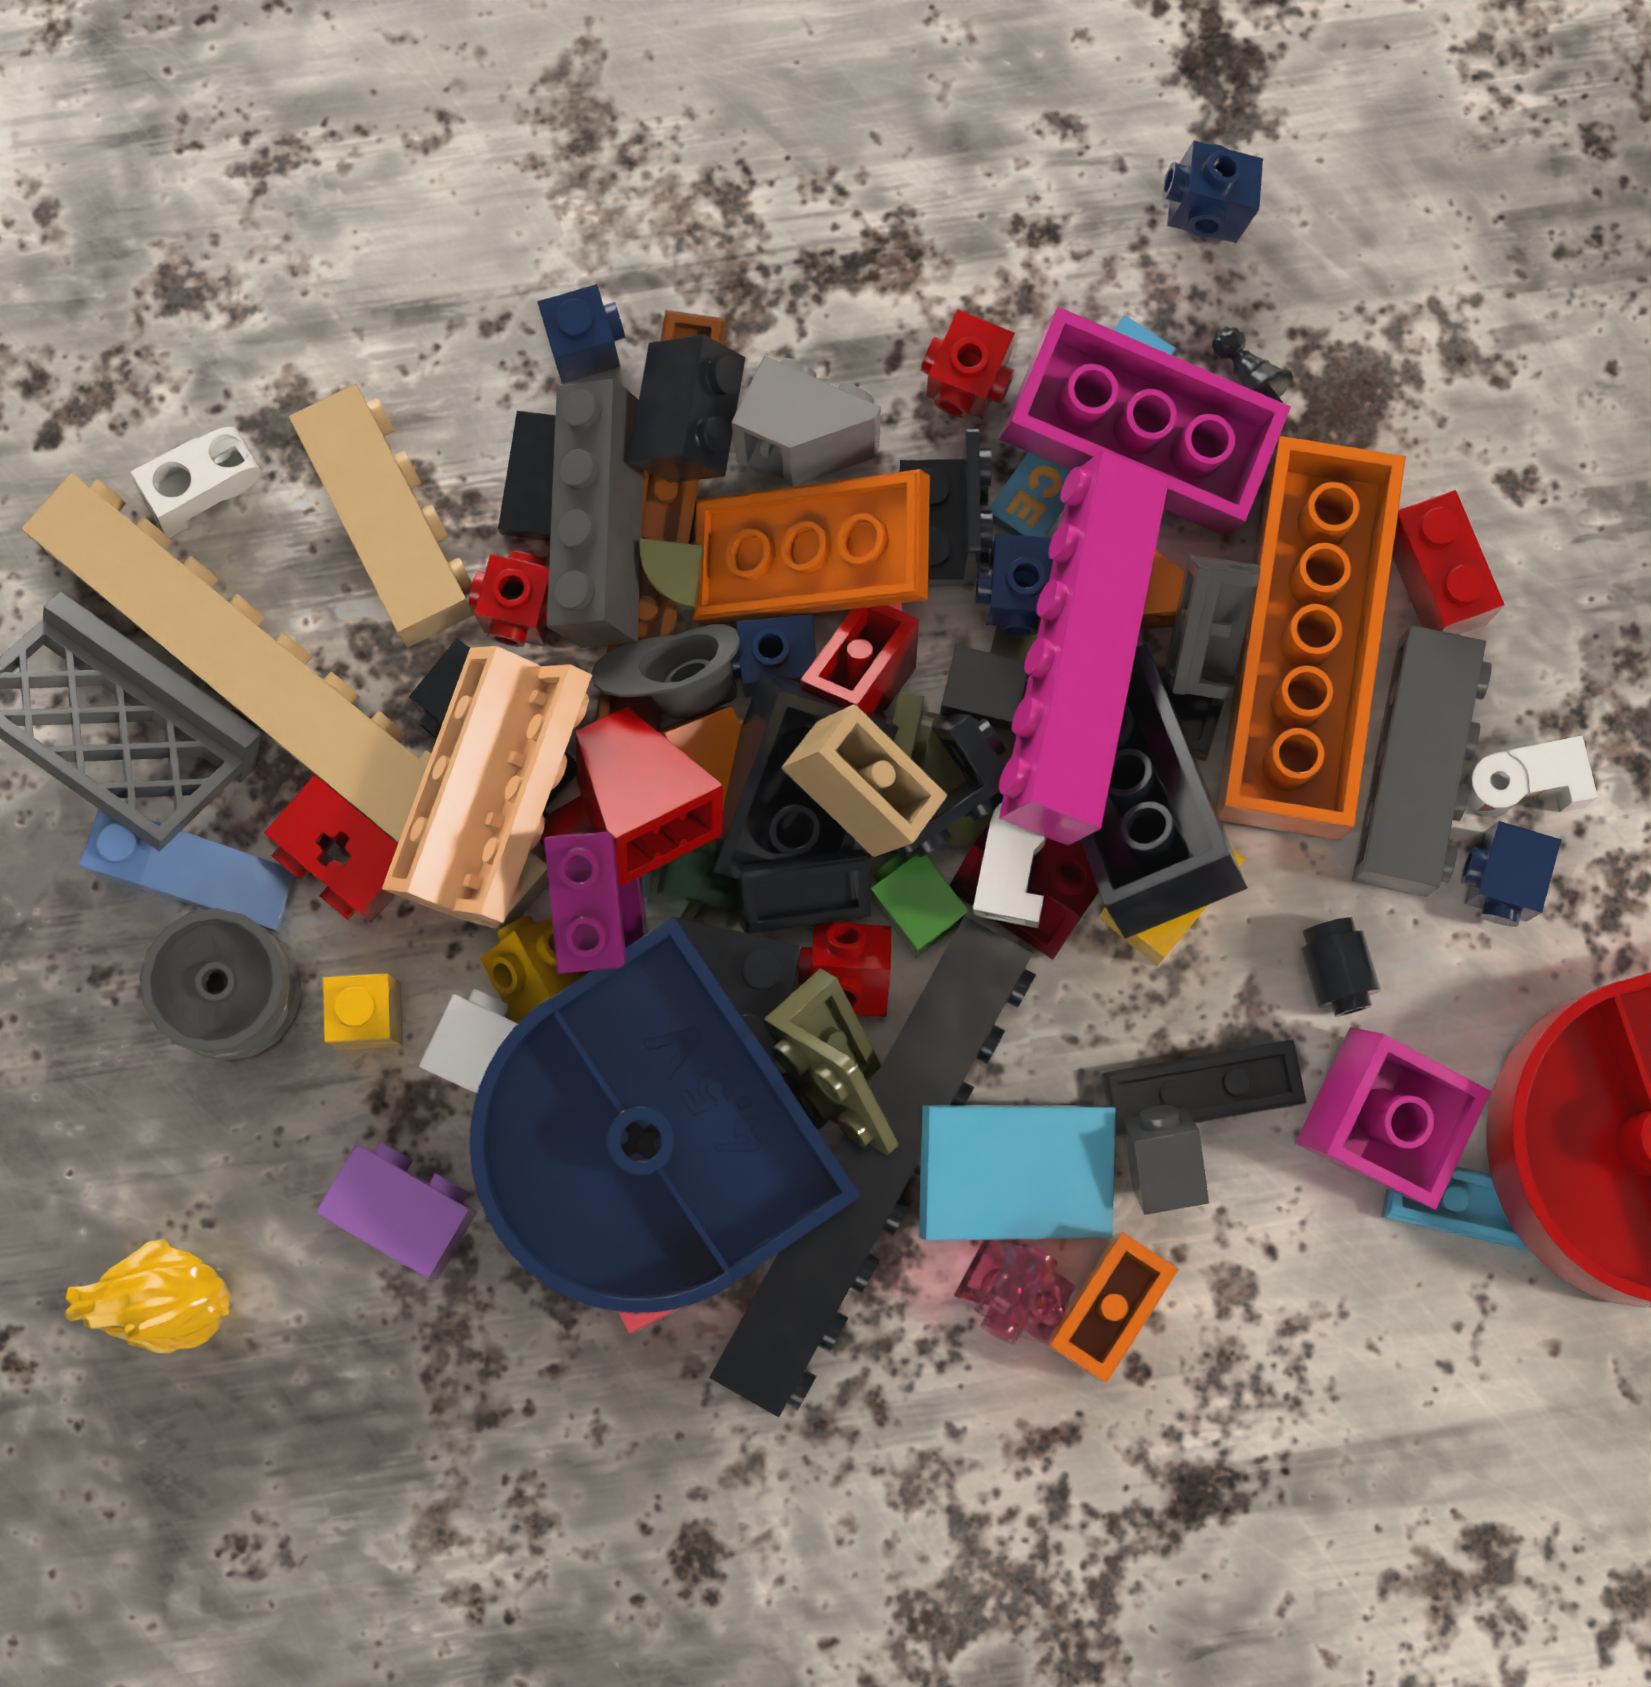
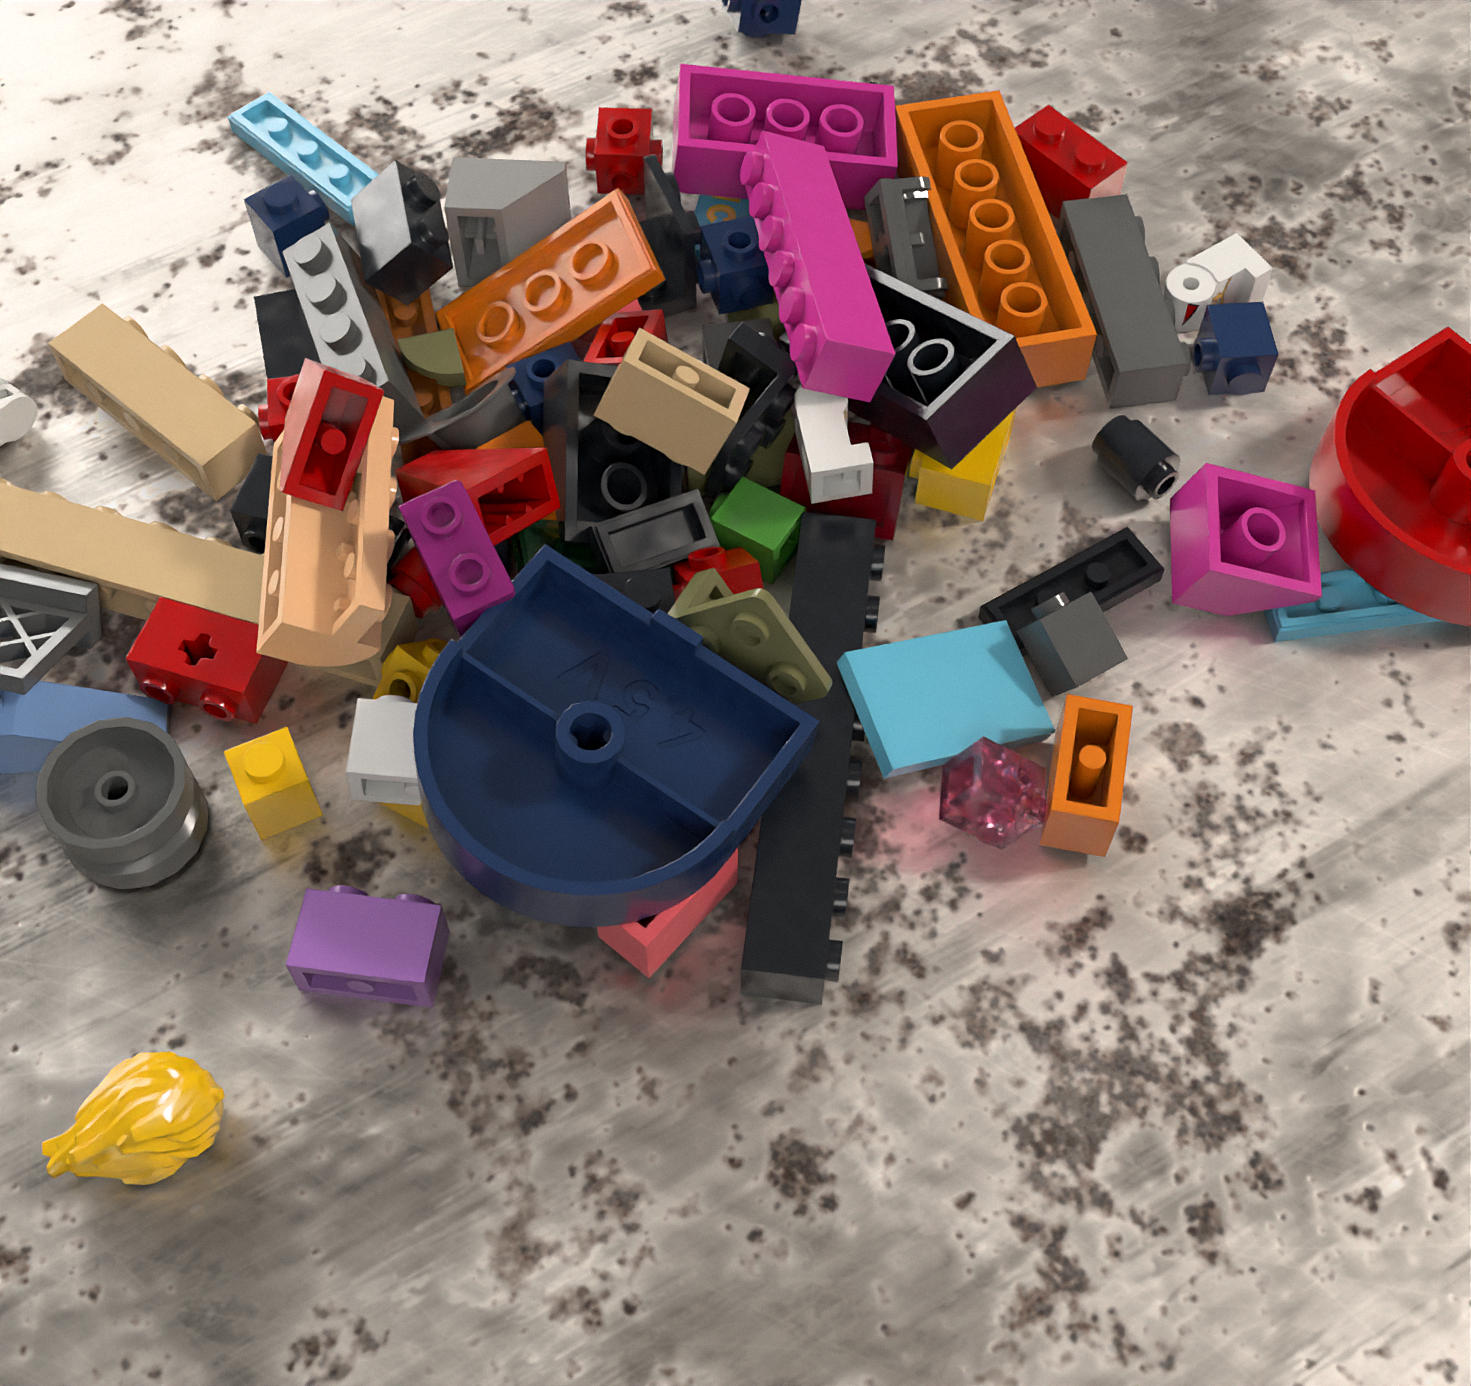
camera: 25 degrees left, 20 degrees down
(514, 692) = (326, 433): none -> red slope
(633, 235) = (303, 152): none -> medium azure tile

